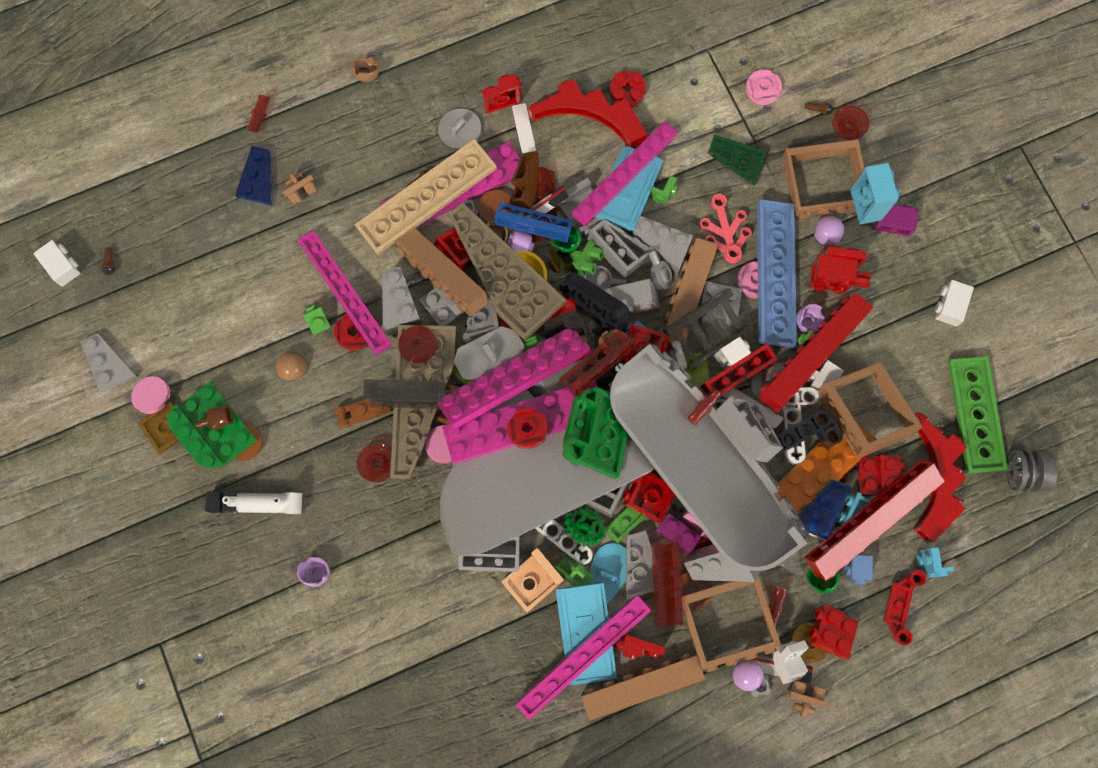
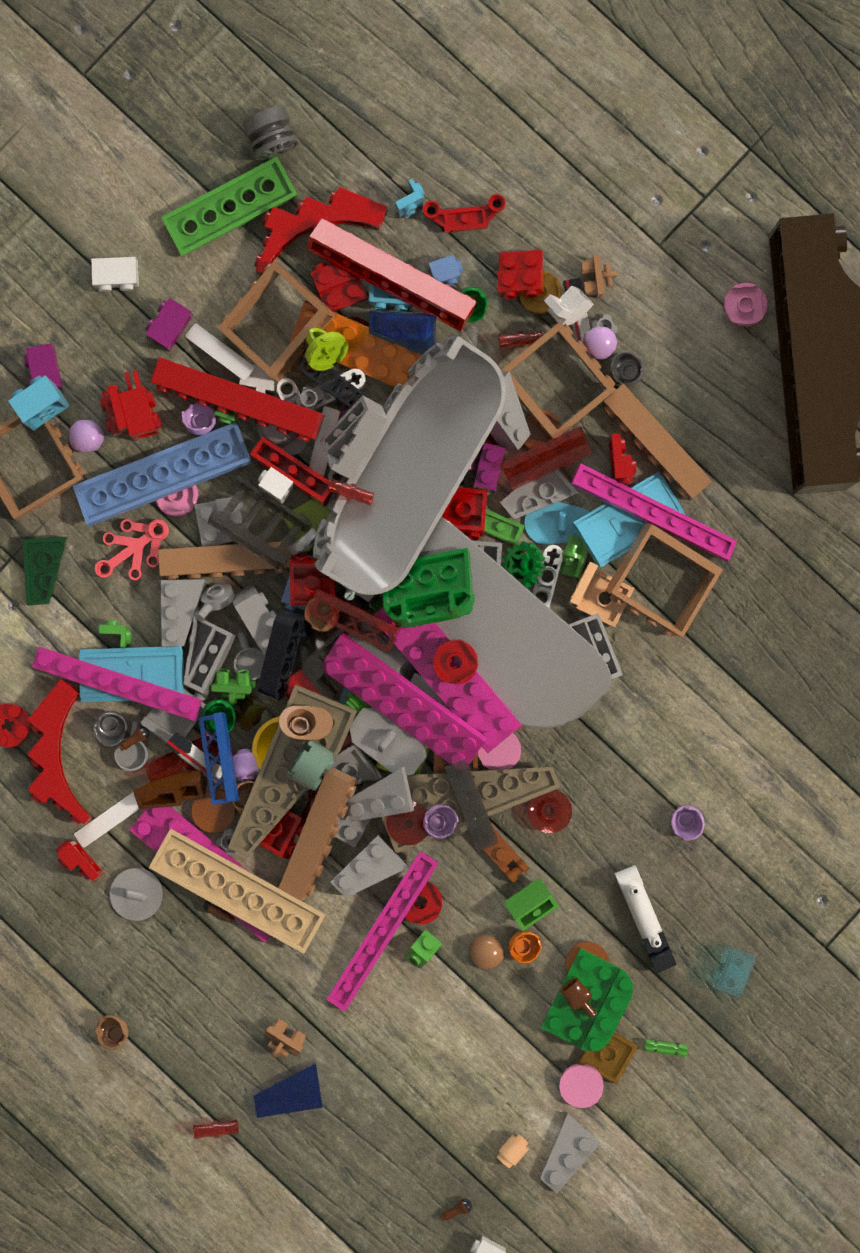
camera: 115 degrees left, 10 degrees up
(128, 321) = (513, 1150): none -> light nougat brick
(145, 475) = (665, 1048): none -> bright green axle
(176, 557) = (733, 971): none -> clear light blue brick
(279, 396) = (524, 946): none -> orange hair
(309, 415) = (528, 904): none -> bright green brick
(406, 366) = (440, 821): none -> lavender hair
(445, 330) = (382, 799): none -> light grey wing
(492, 659) = (695, 602): none -> medium nougat window
(496, 282) = (310, 764): none -> sand green brick
(531, 291) = (305, 723): none -> medium nougat piece
(567, 166) = (135, 756): none -> light grey piece
(578, 175) = (140, 734): none -> reddish brown piece
(593, 156) = (110, 728): none -> flat silver hair
(716, 689) = (627, 368): none -> flat silver hair
(800, 409) = (307, 392): none -> light grey plate
(833, 433) = (325, 349): none -> lime tile
(859, 357) = (220, 351): none -> white sticker
(896, 327) = (168, 324): none -> magenta brick

